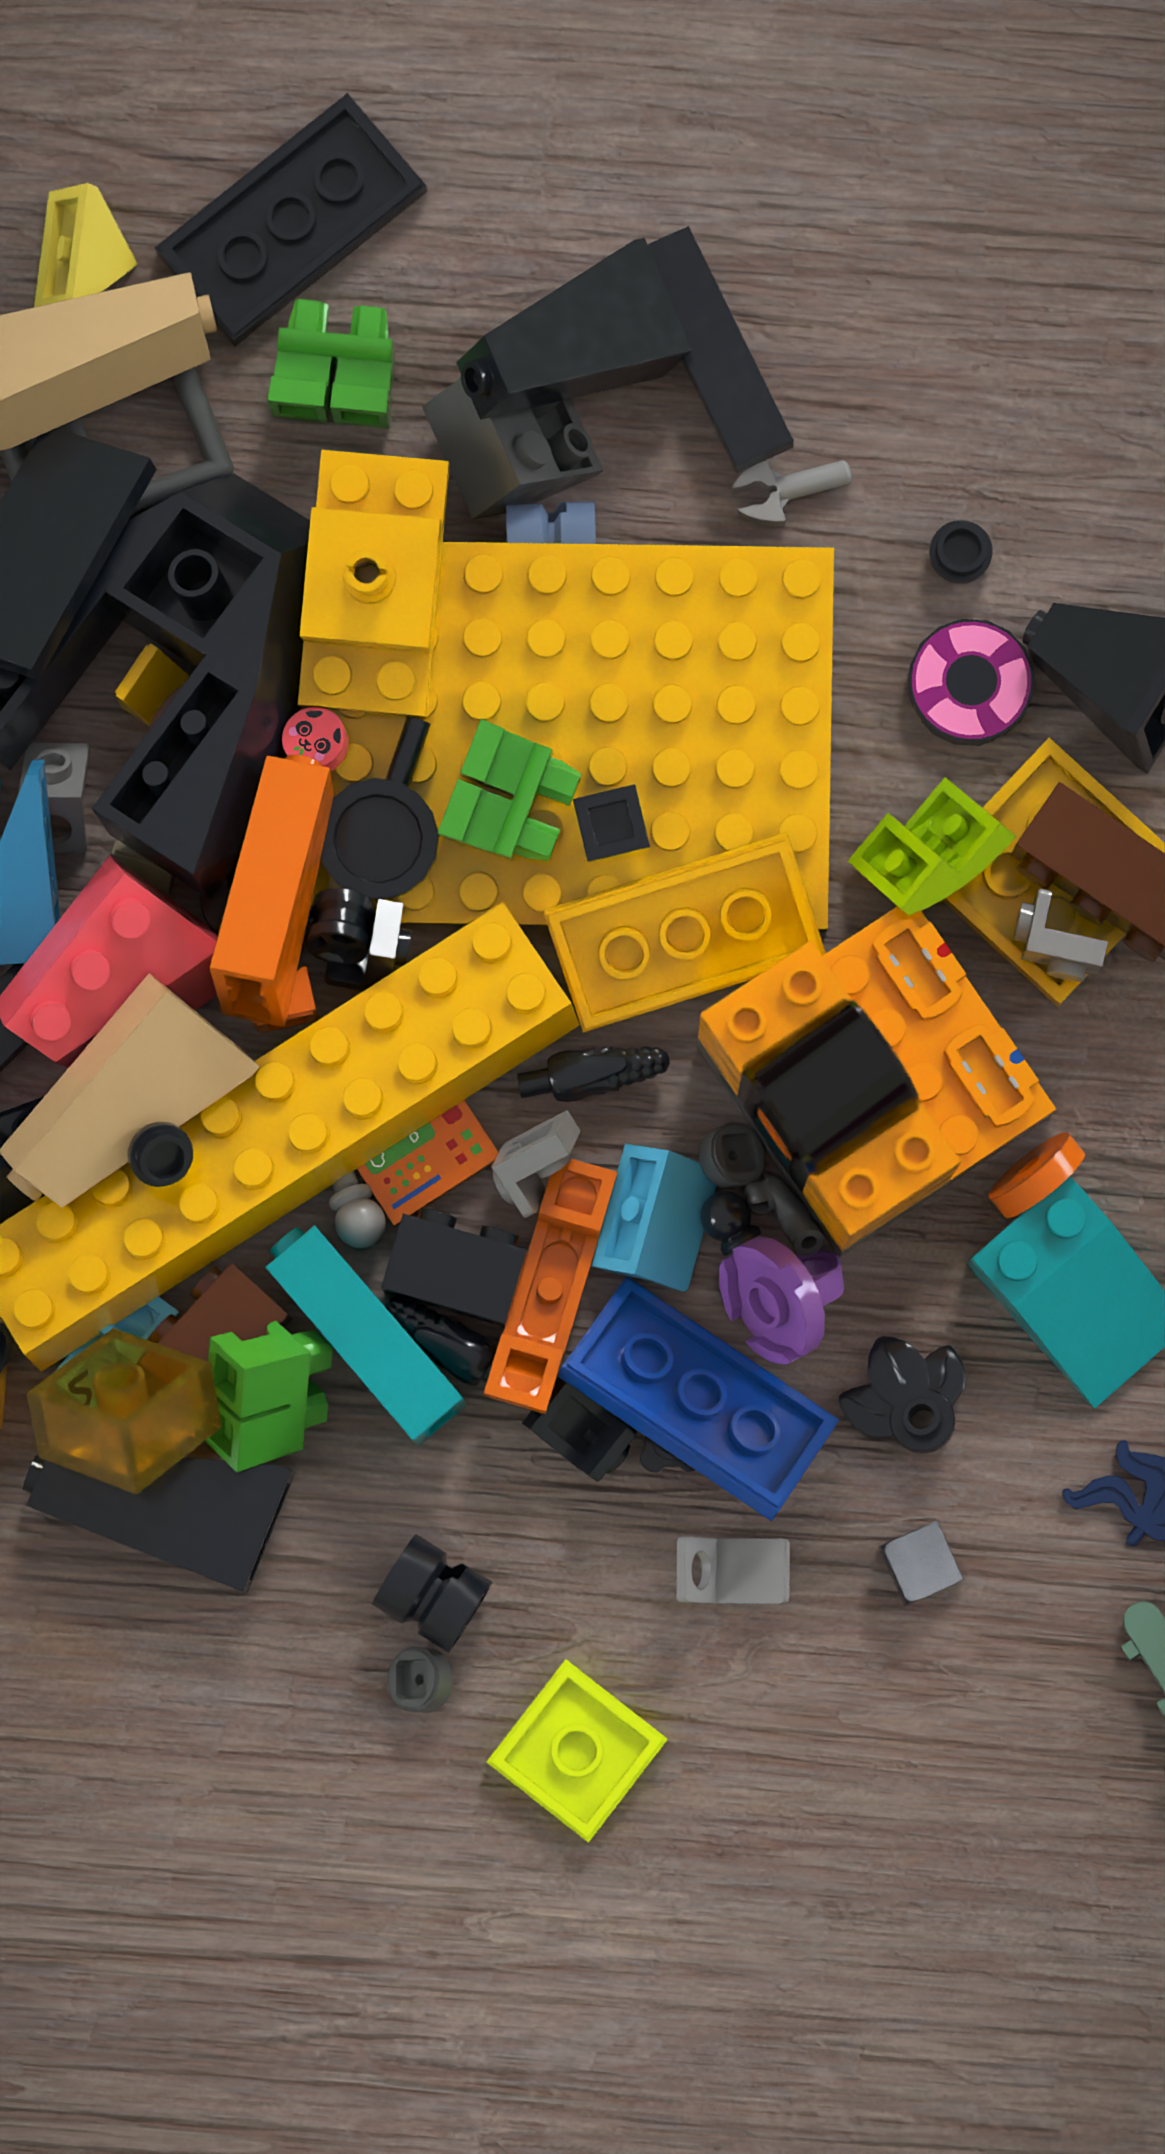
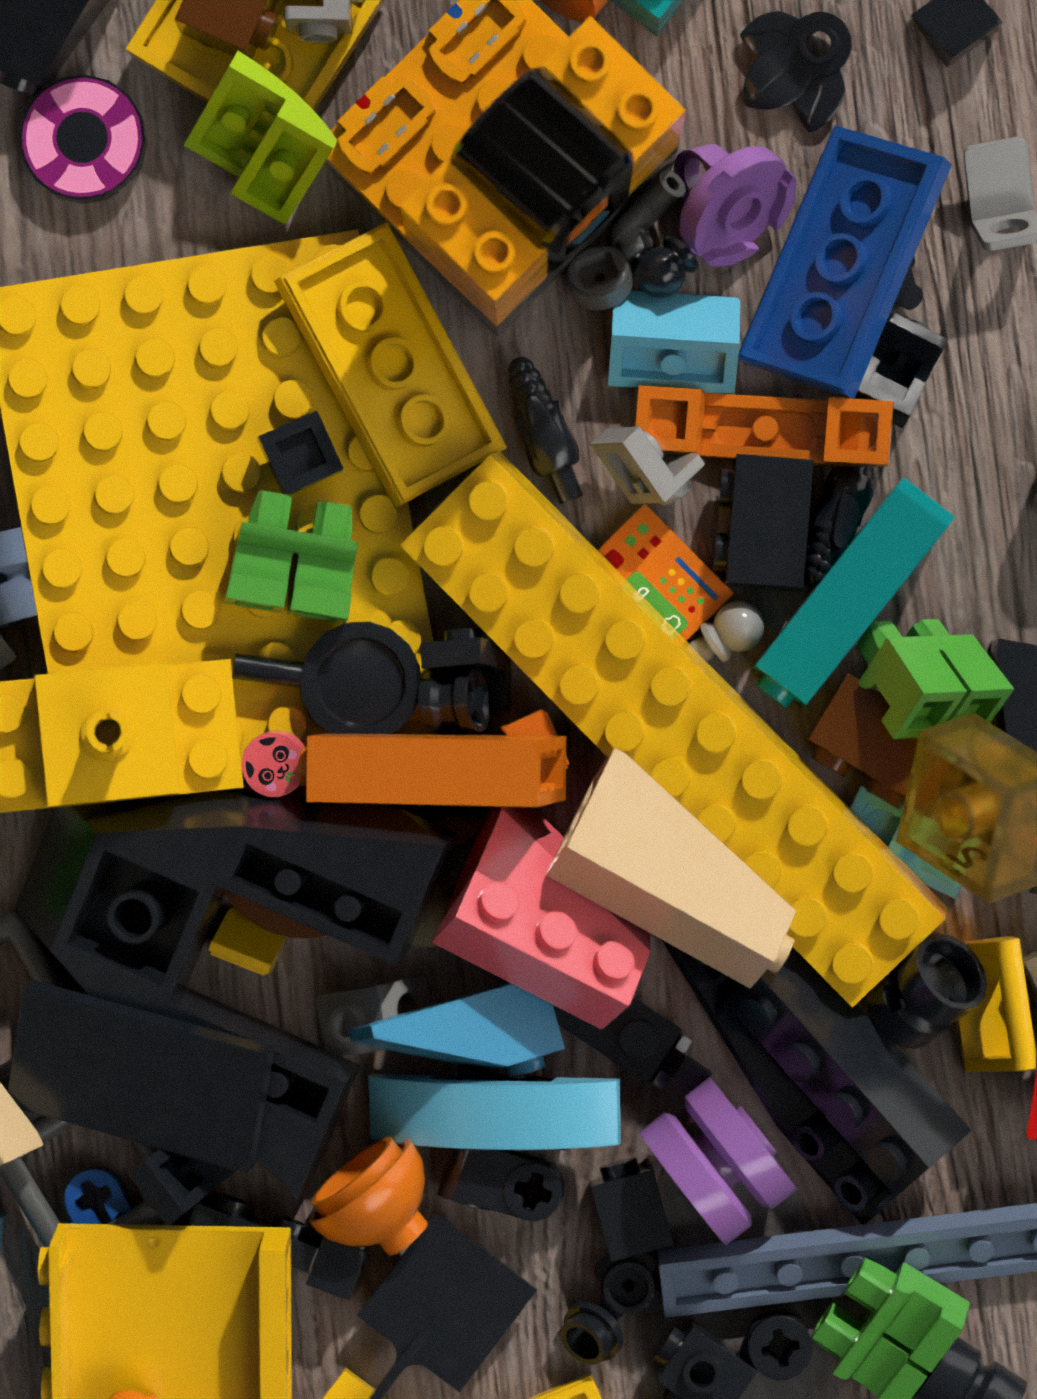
camera: 100 degrees left, 5 degrees up
(160, 1154) = (725, 823): black plate -> none

